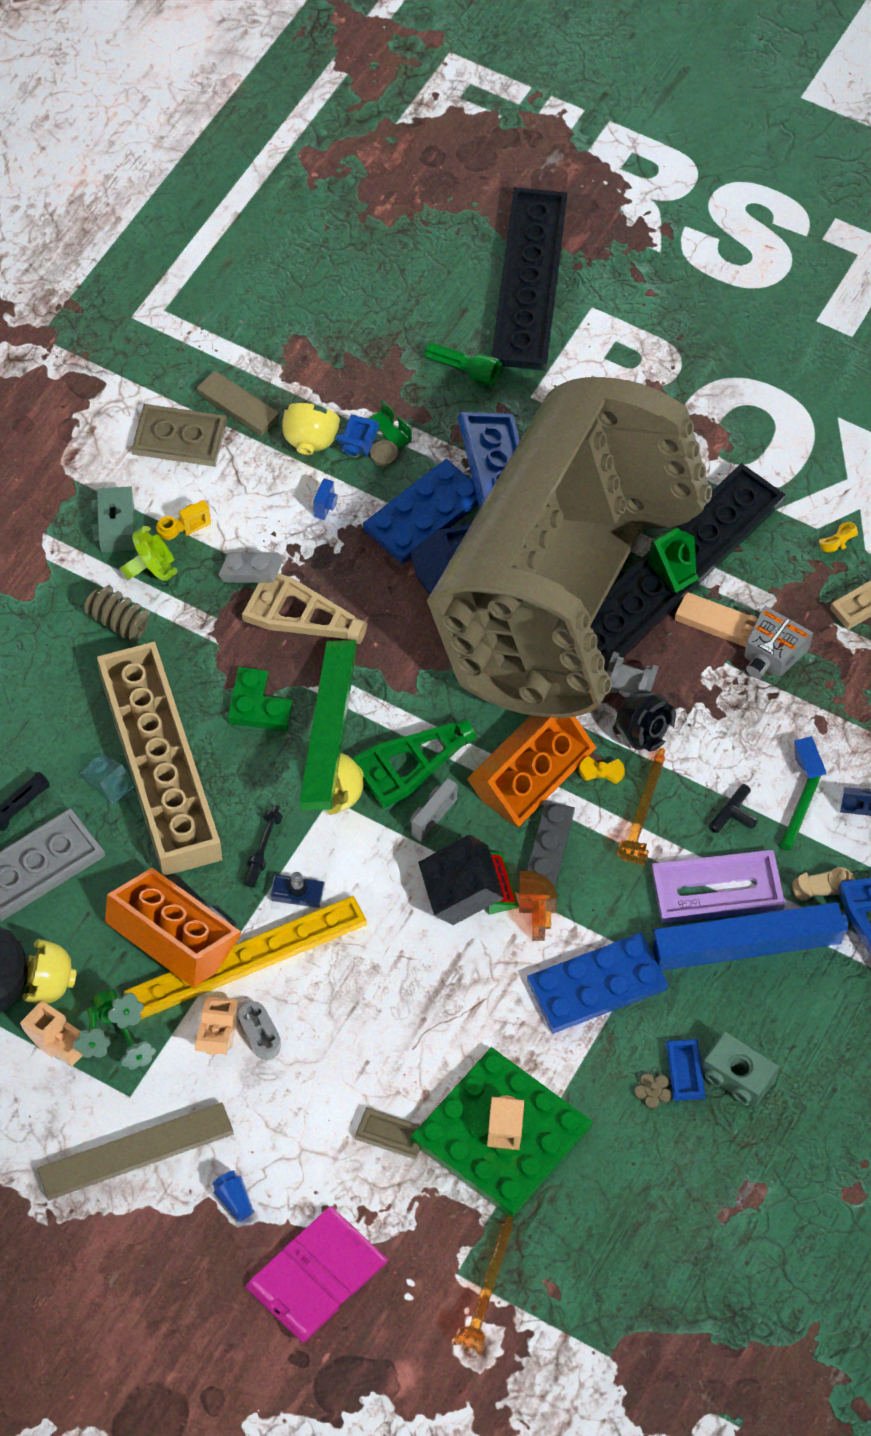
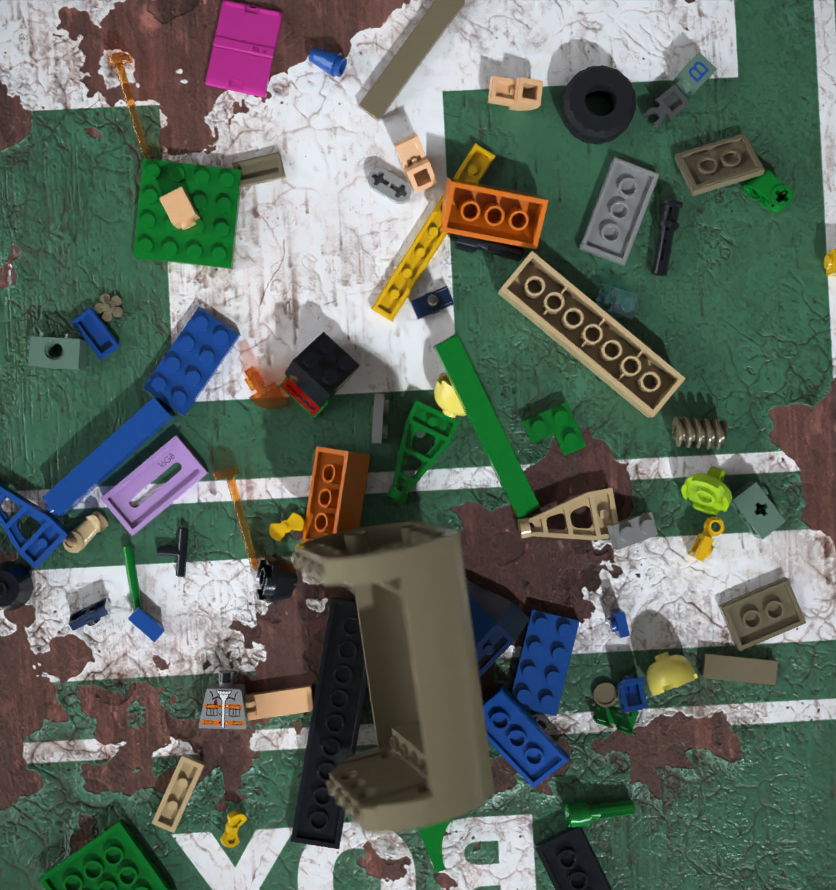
camera: 145 degrees right, 30 degrees up
(48, 973) = (550, 130): light yellow cylinder -> none
(112, 1009) = (494, 132): sand green plant -> none
(256, 862) = (472, 305): black piece -> none
(551, 840) = (285, 444): dark grey plate -> none
(630, 678) = (316, 602): light grey piece -> none
(674, 558) = (331, 726): green slope -> none

